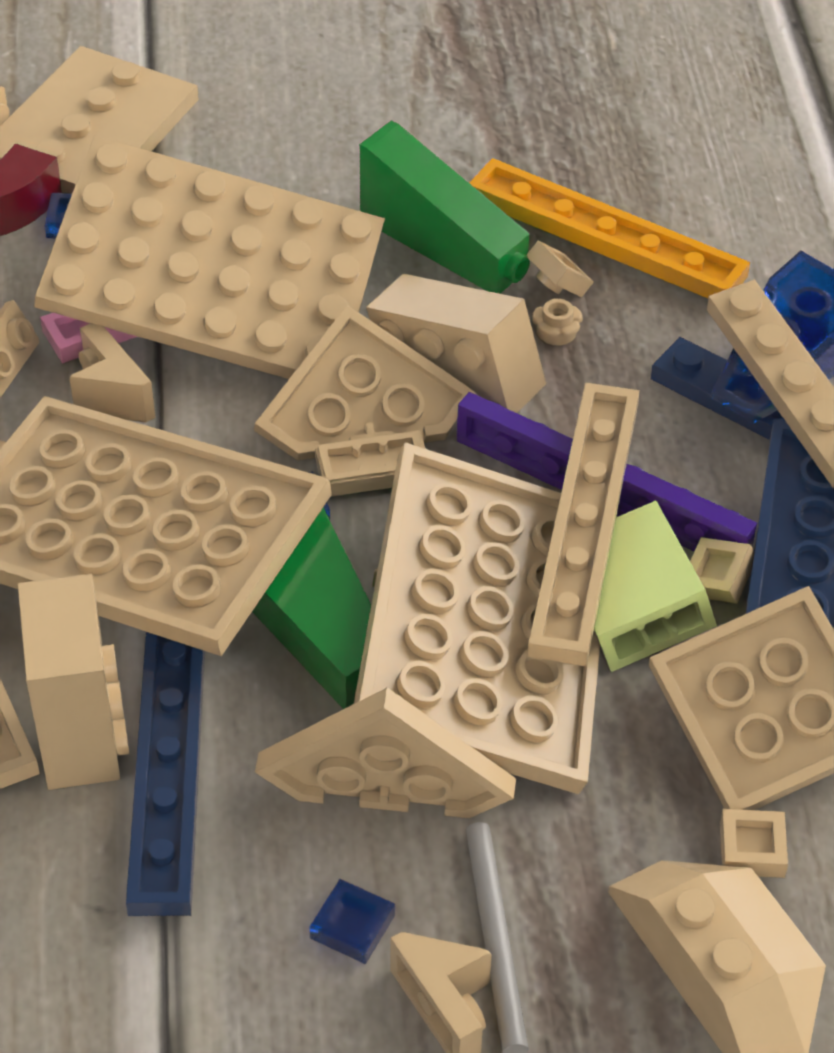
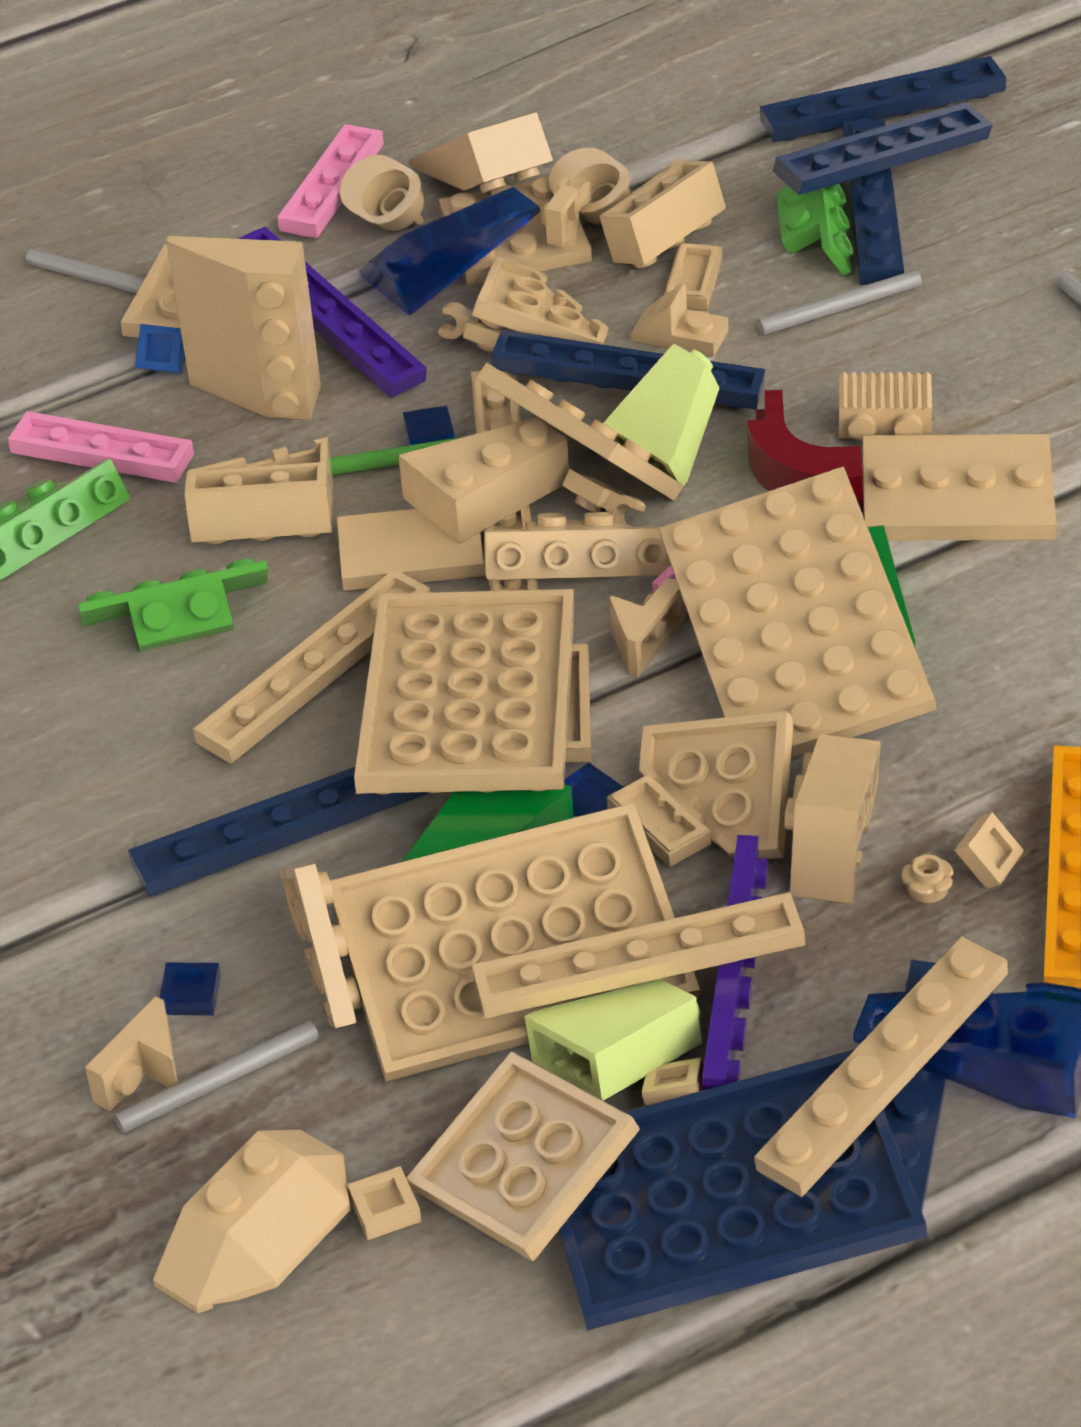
camera: 70 degrees right, 5 degrees down
(67, 682) = (267, 713): tan wedge -> none
(439, 211) = (987, 731): green slope -> none

